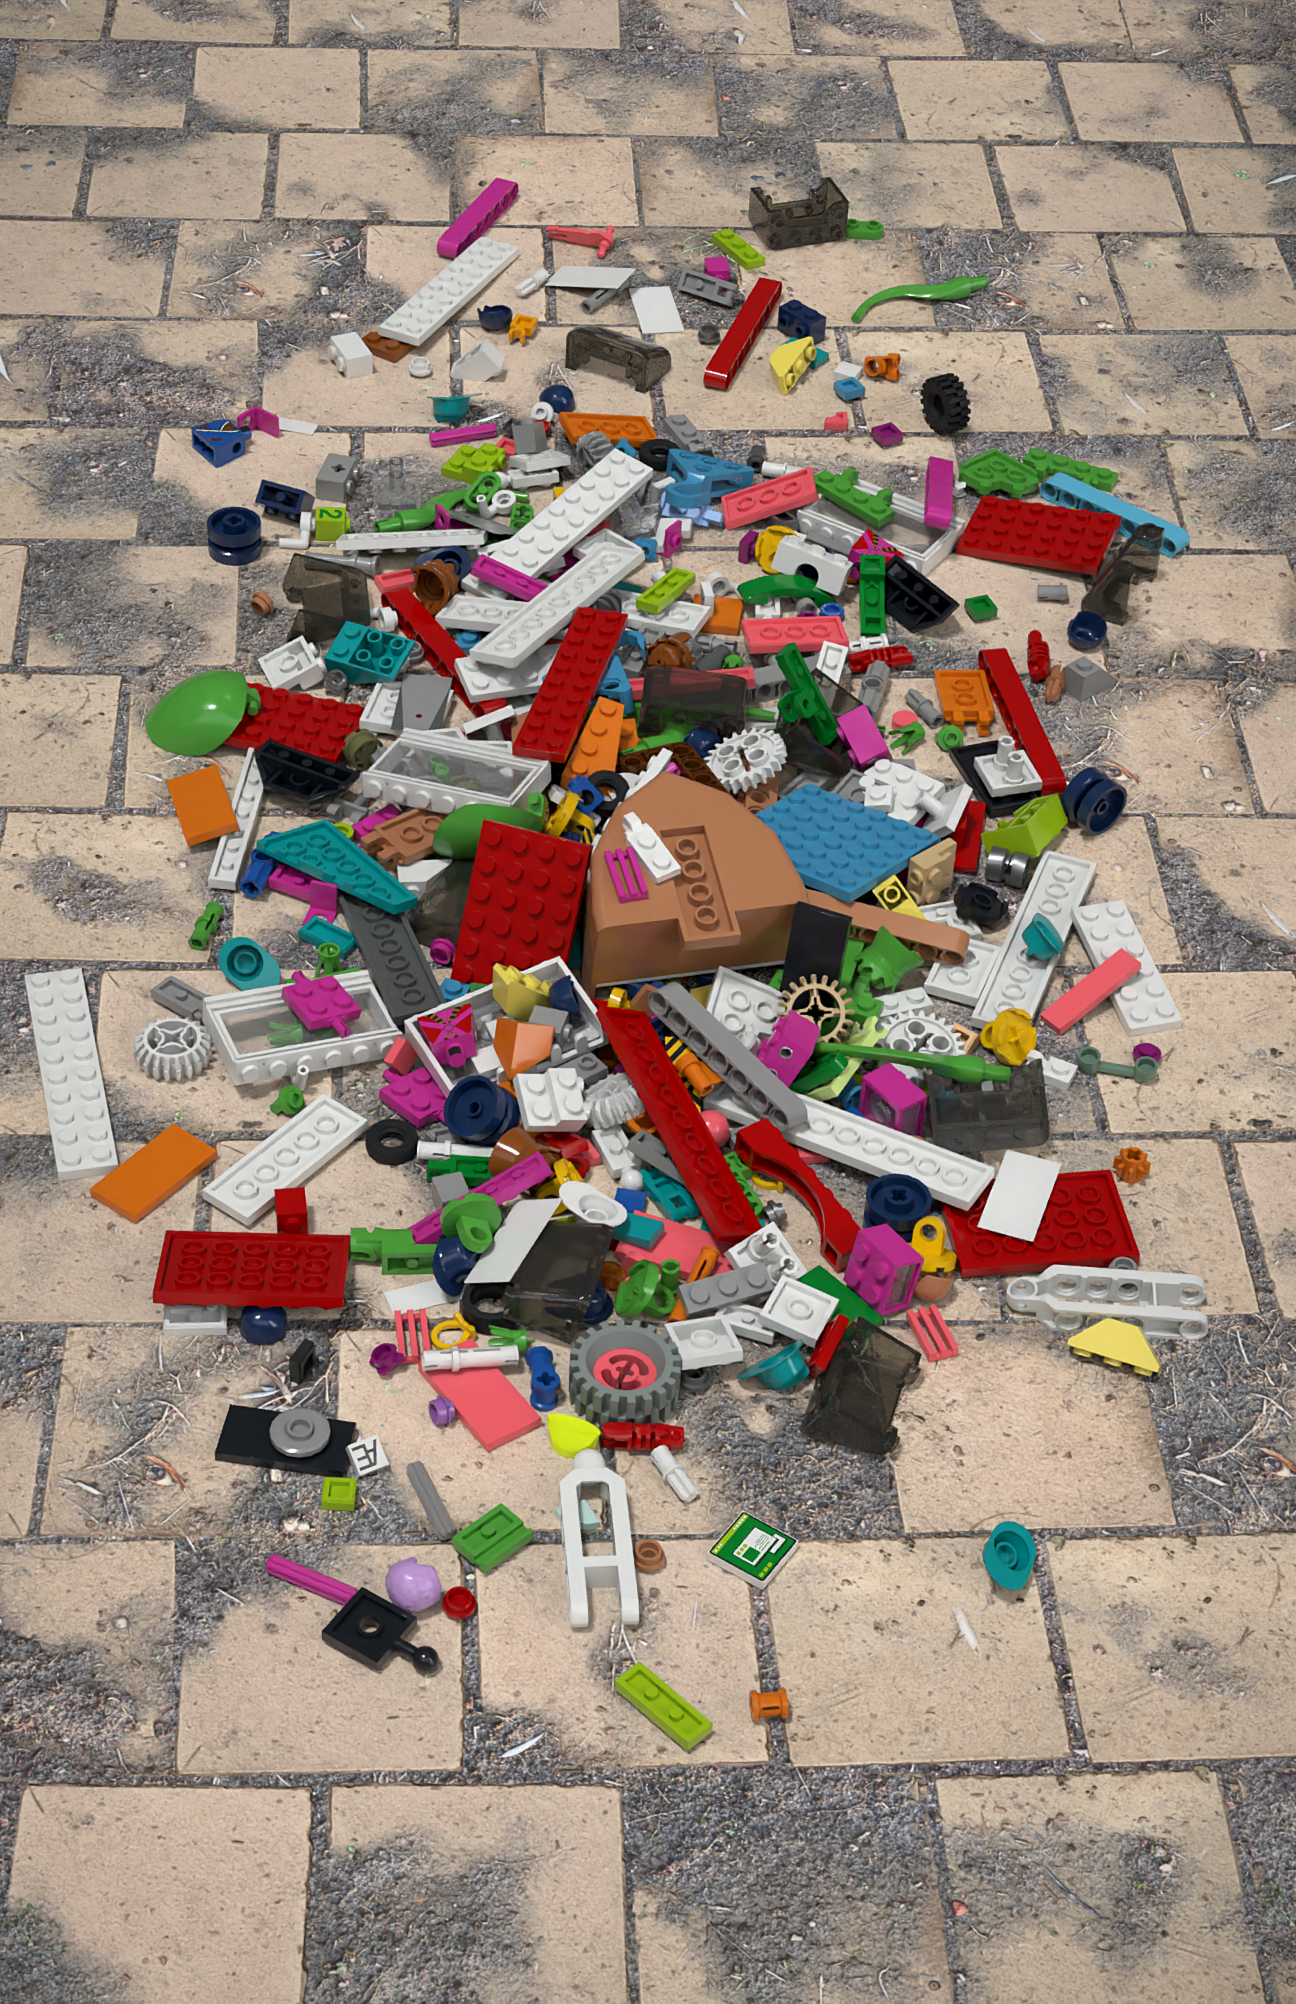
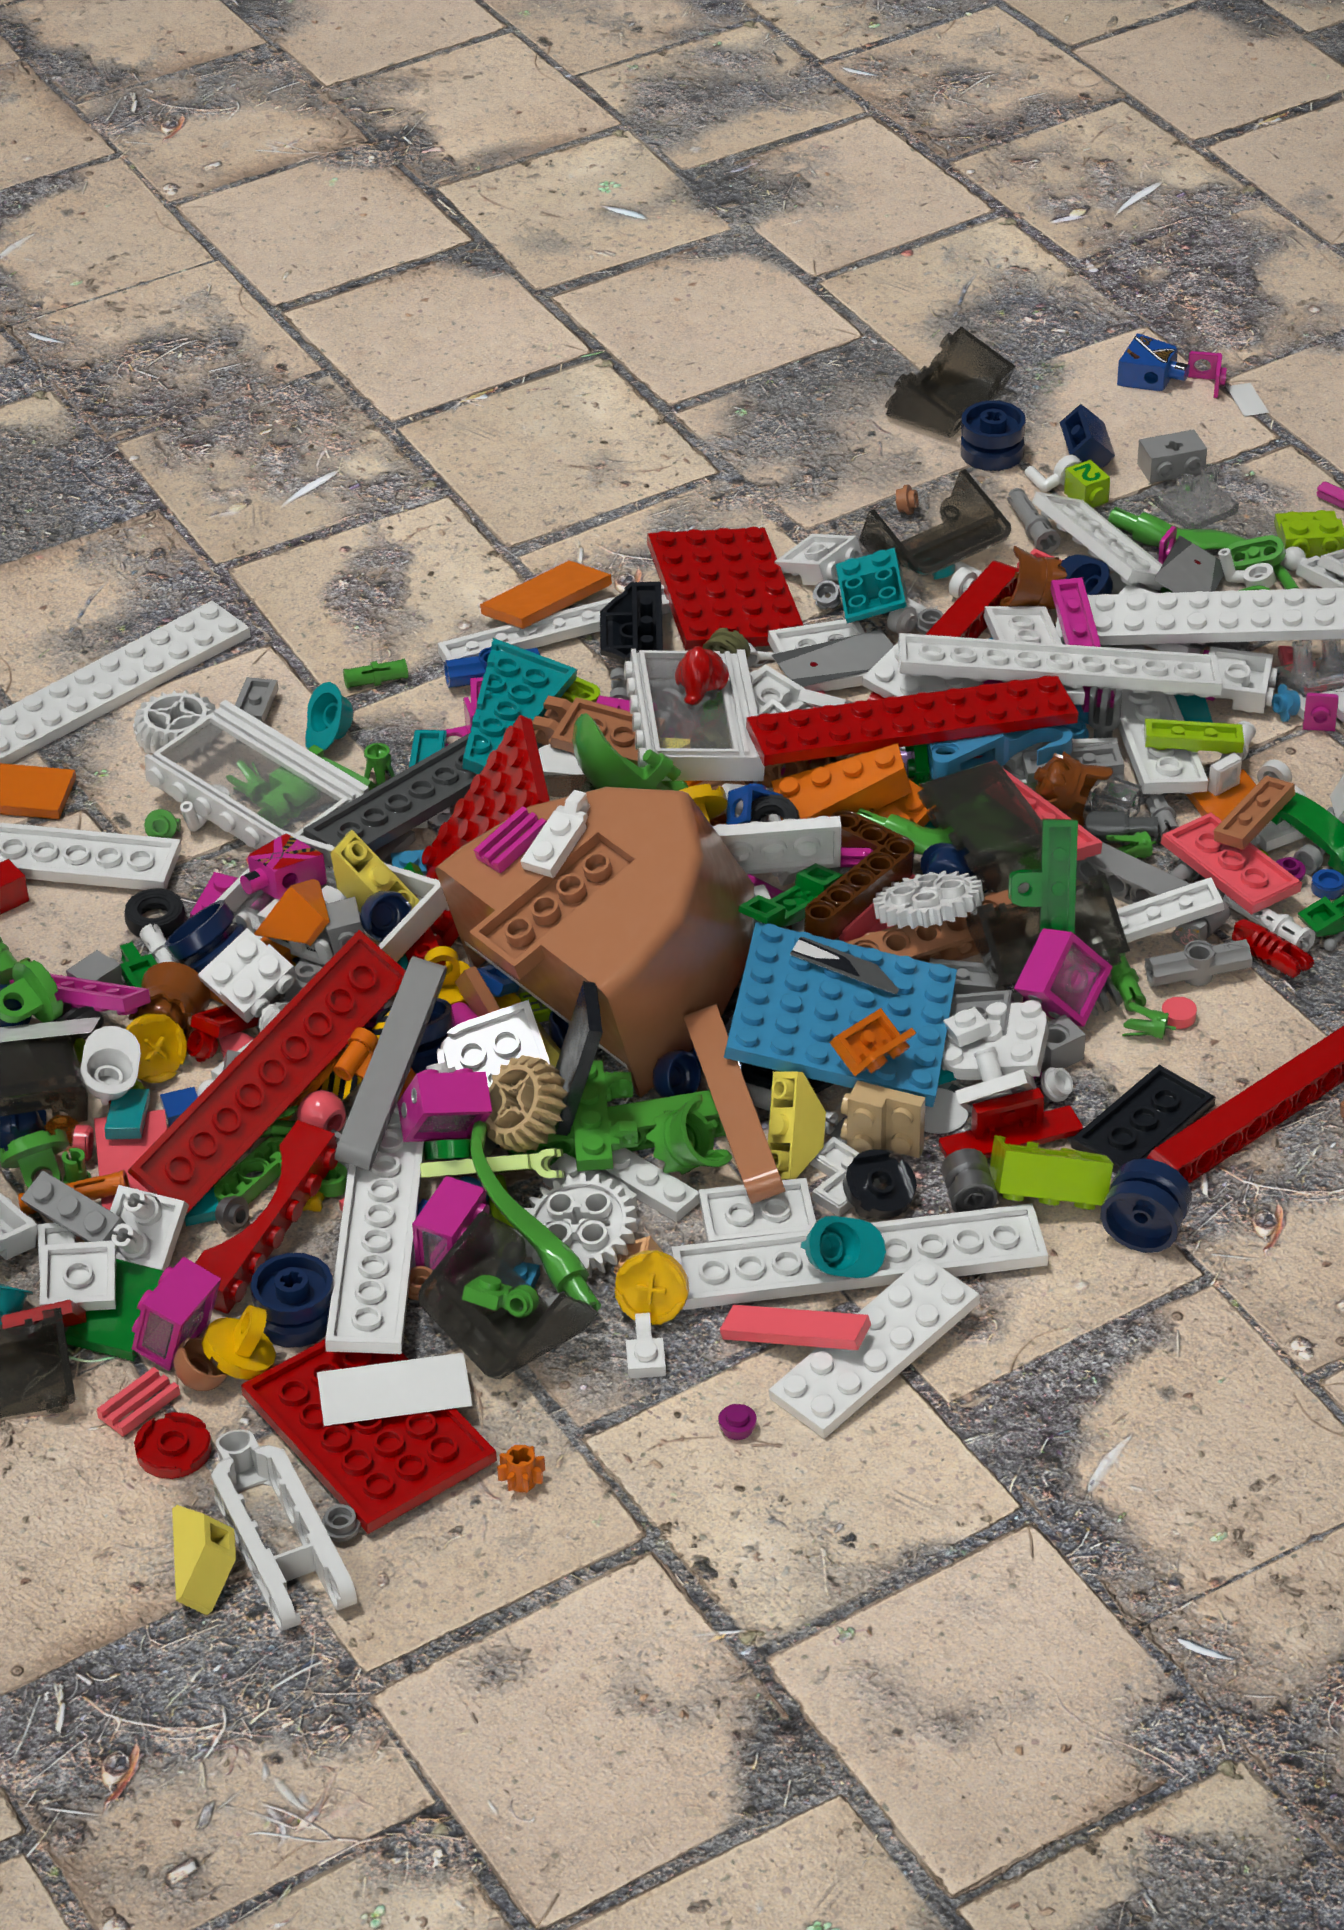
camera: 65 degrees right, 0 degrees up
(148, 531) = (956, 379): none -> clear smoke windscreen
(201, 712) = (683, 523): bright green piece -> none
(321, 1003) = (277, 772): dark pink plate -> none
(438, 747) = (701, 672): none -> red hair
(771, 598) = (1254, 812): none -> nougat plate
(792, 816) = (843, 964): none -> sticker
(898, 833) = (870, 1042): none -> orange bracket
(924, 708) = (1216, 1018): light grey axle -> none
(949, 737) = (1178, 1057): bright green plate -> none
(965, 697) = (1262, 1043): orange tile -> none
(977, 1106) = (492, 1294): none -> bright green plate
(987, 1330) = (173, 1445): none -> red tile
(1007, 770) = (1141, 1117): white plate -> none
(1144, 1069) = (683, 1379): sand green bar -> none

